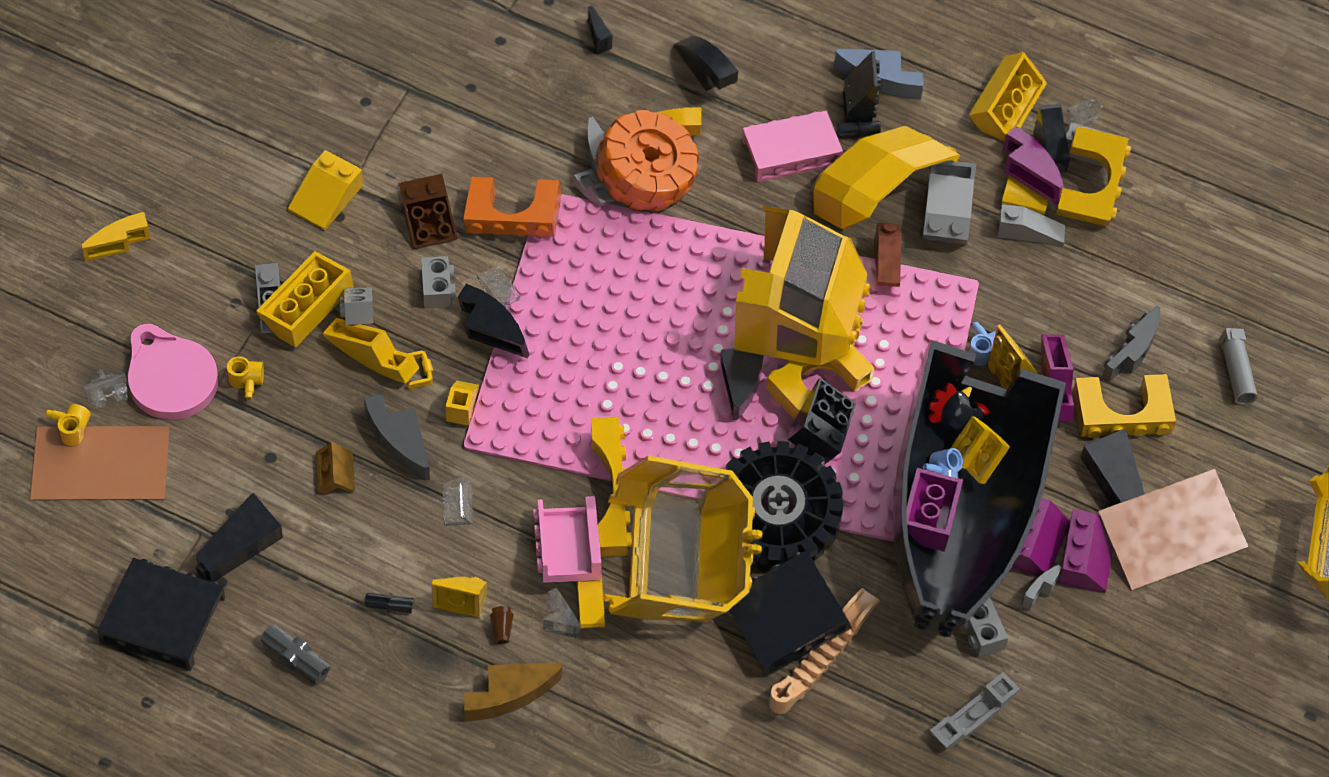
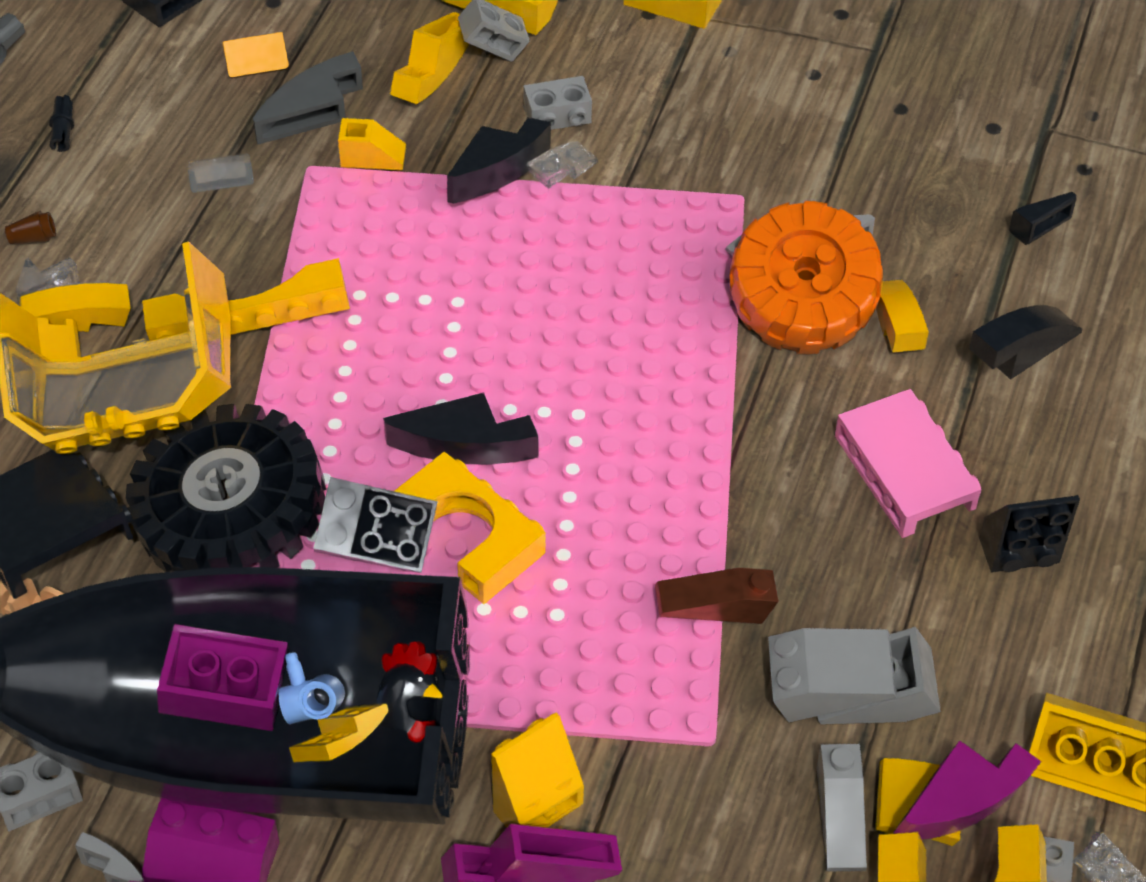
camera: 85 degrees right, 5 degrees down
(427, 211) = (672, 82): reddish brown slope -> none
(428, 371) = (423, 118): yellow piece -> none
(460, 595) = (66, 178): yellow slope -> none
(537, 220) = (686, 184): orange arch -> none
(568, 543) = (137, 263): bright pink panel -> none
(808, 299) = (590, 456): yellow windscreen -> none
(858, 128) = (972, 548): black axle -> none
(870, 170) = (894, 561): yellow windscreen -> none
(892, 78) = (1099, 569): sand blue slope -> none
(981, 341) = (588, 756): light blue piece -> none
(1051, 134) = (1055, 805): black slope -> none

